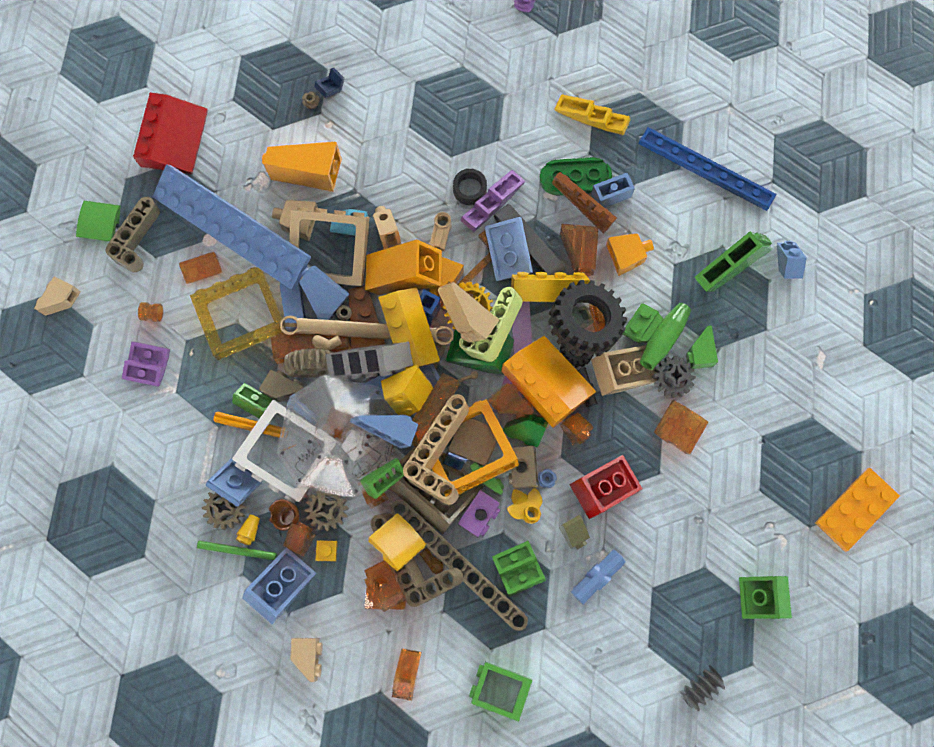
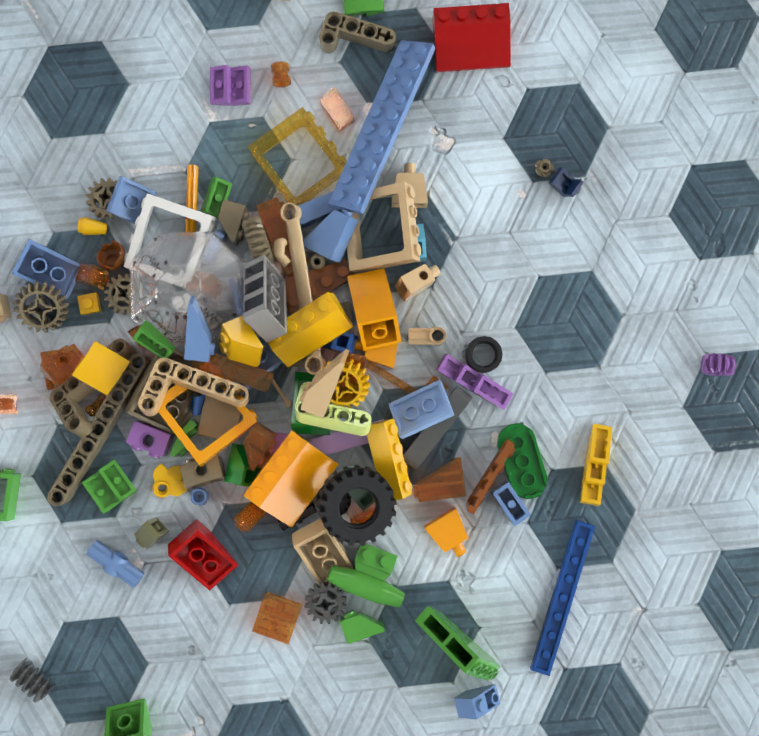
camera: 75 degrees right, 10 degrees up
(236, 550) = (72, 221): bright green bar -> none
(304, 164) = (466, 183): light orange slope -> none
(315, 604) = (42, 321): none -> dark tan gear

